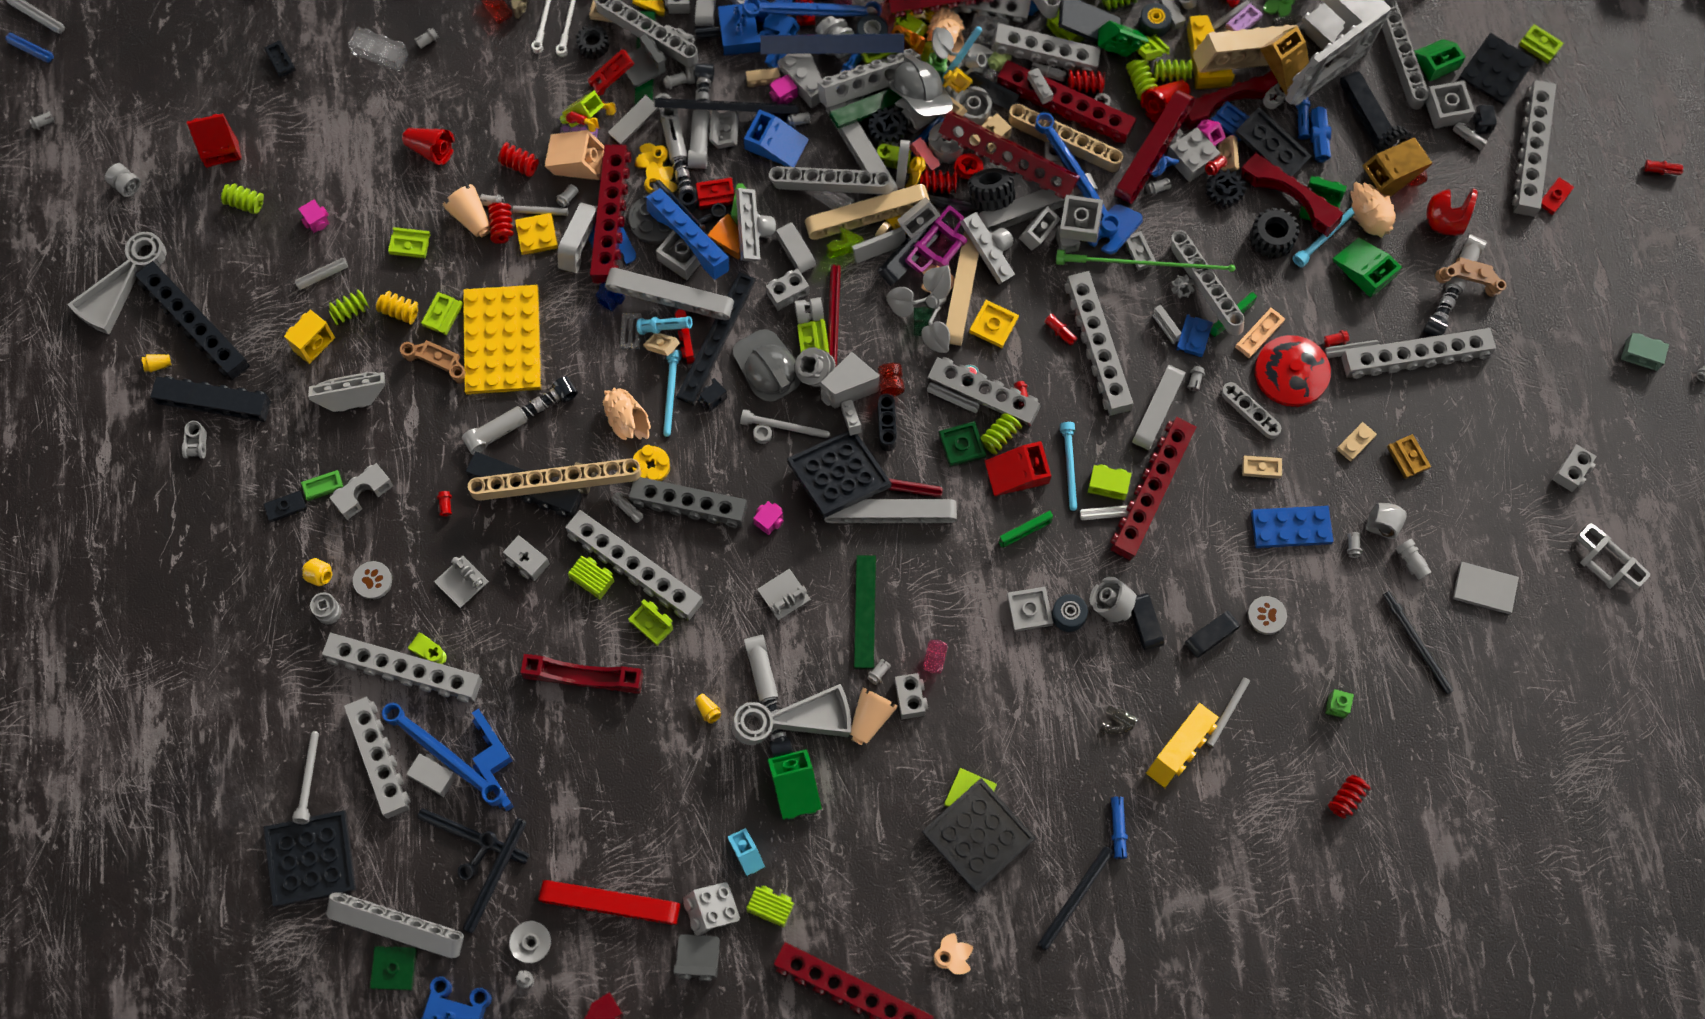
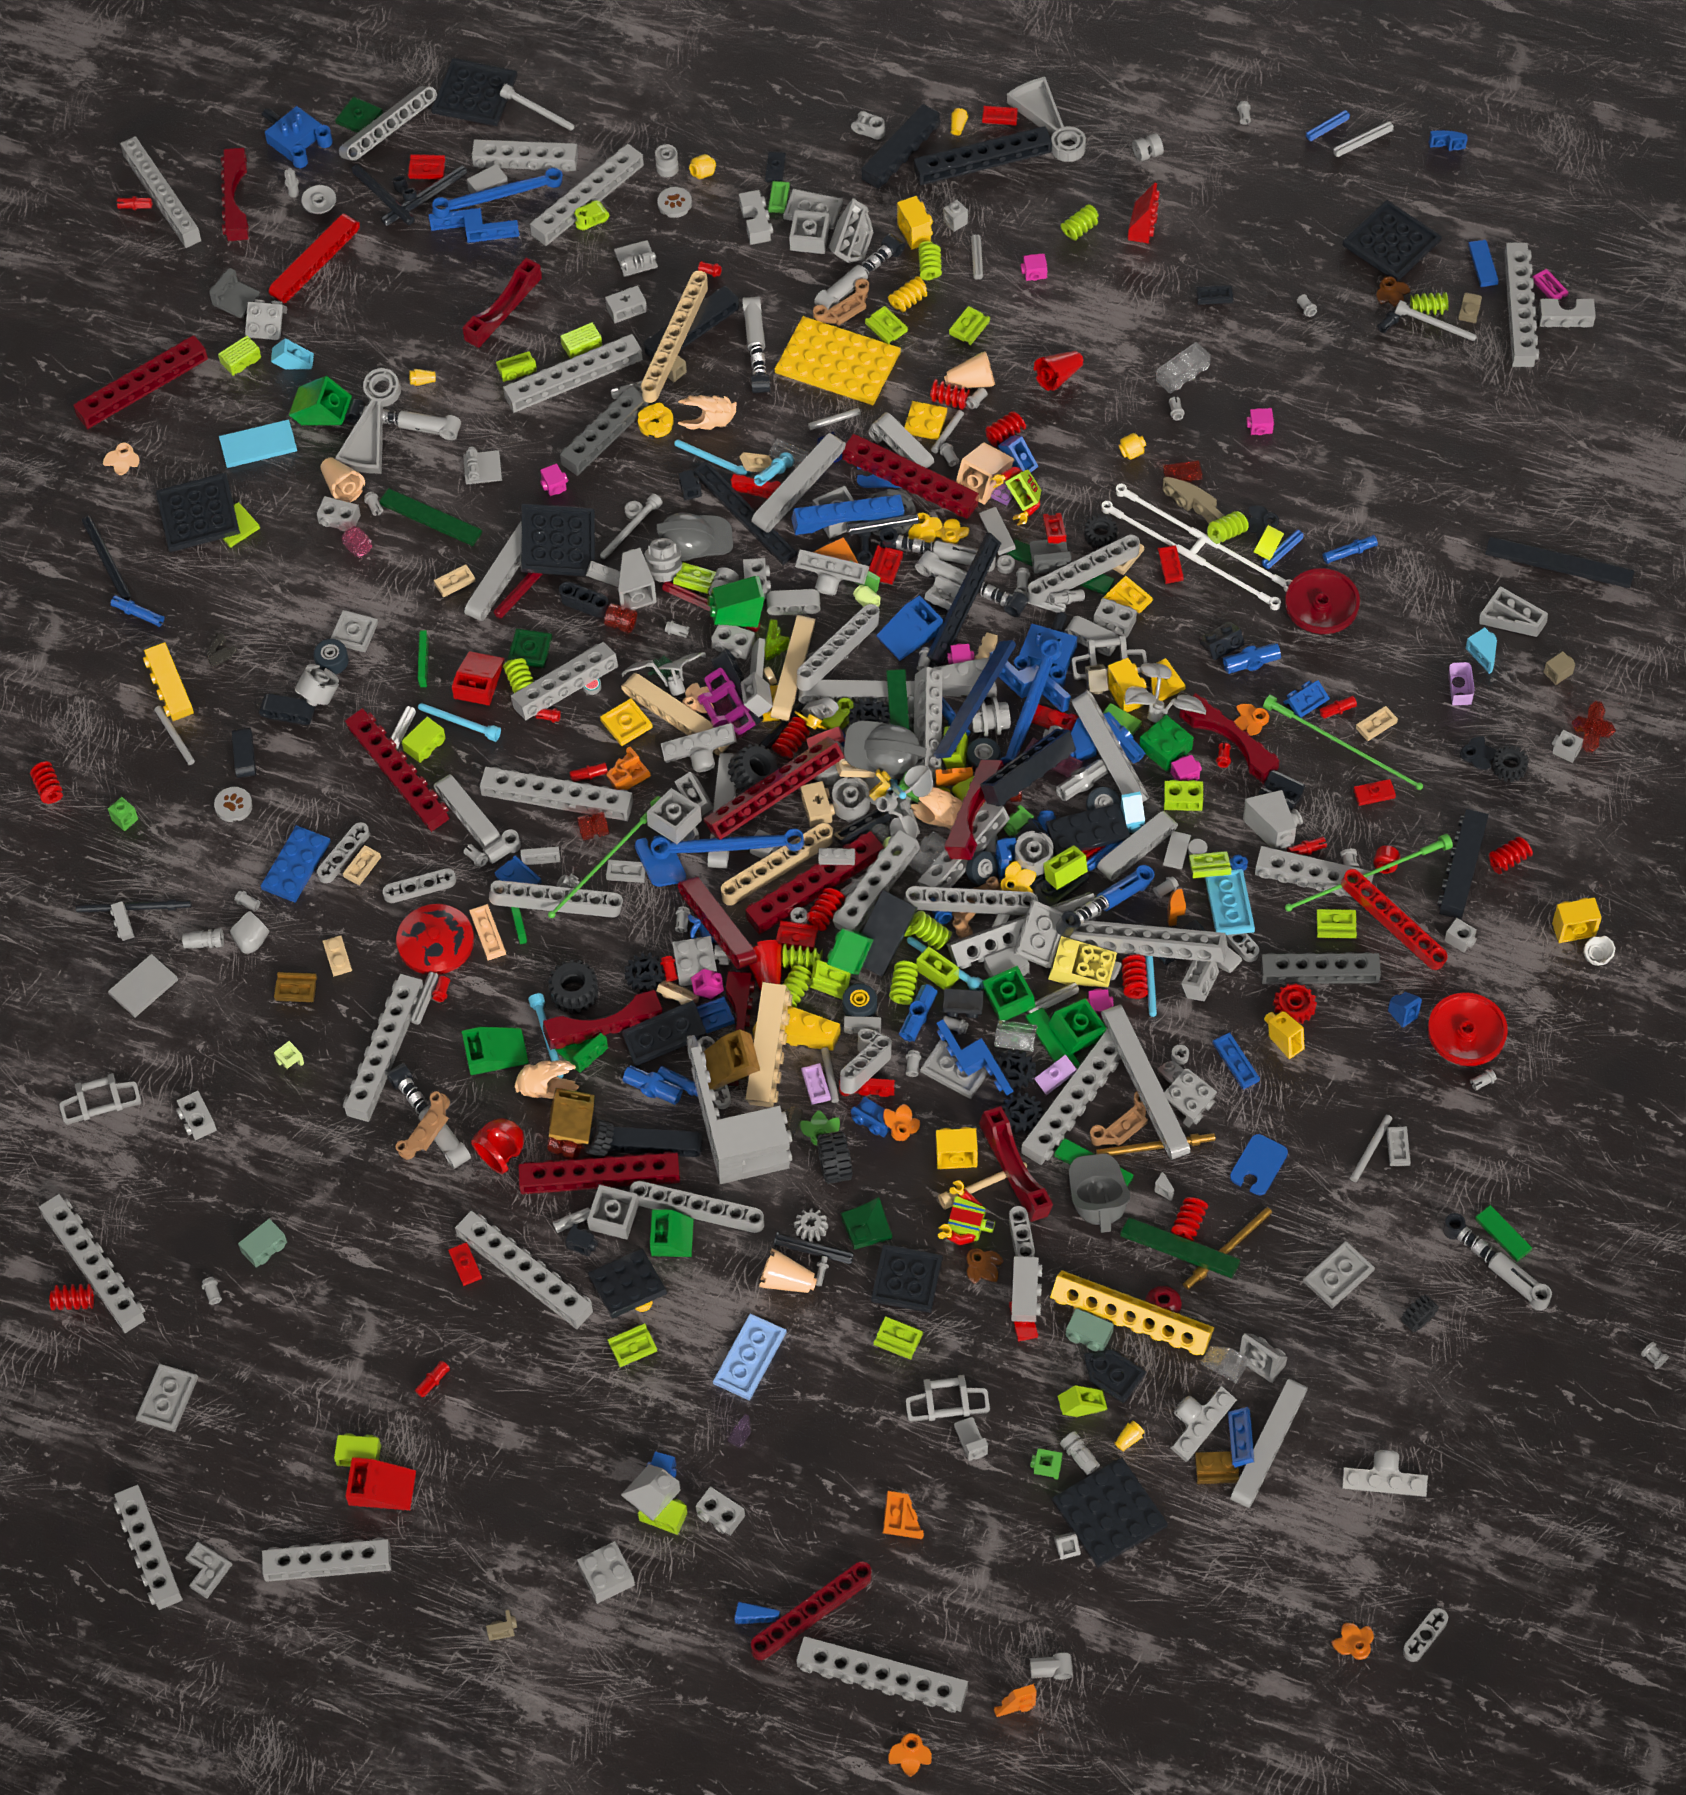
camera: 120 degrees right, 10 degrees down
(131, 329) = (1000, 115): none -> red plate
(280, 309) = (955, 215): none -> light grey brick
(324, 446) = (815, 203): none -> light grey tile
(360, 427) = (809, 231): none -> light grey brick
(434, 376) = (843, 287): none -> piece
(434, 852) = (426, 166): none -> red plate
(487, 53) = (1132, 446): none -> yellow head
(539, 138) = (1018, 449): none -> blue slope
(571, 310) = (835, 418): none -> light grey bar
(761, 186) = (866, 596): none -> yellowish green brick
(829, 279) = (737, 603): none -> green slope
(863, 277) = (735, 636): none -> light grey brick
(865, 827) = (258, 443): none -> medium azure tile
(874, 329) = (676, 629): none -> light grey pin
(926, 548) = (454, 580): none -> tan plate
(1041, 299) = (628, 771): none -> orange slope
(1119, 299) = (593, 825): none -> clear red wheel
(1122, 93) = (797, 935): none -> red plate
(1176, 360) = (501, 846): none -> light grey piece
(1257, 491) = (340, 851): none -> light grey beam
(1420, 125) = (590, 1180): none -> dark red brick
(1441, 640) = (121, 921): none -> light grey piece
(1477, 421) = (288, 1055): none -> yellowish green panel

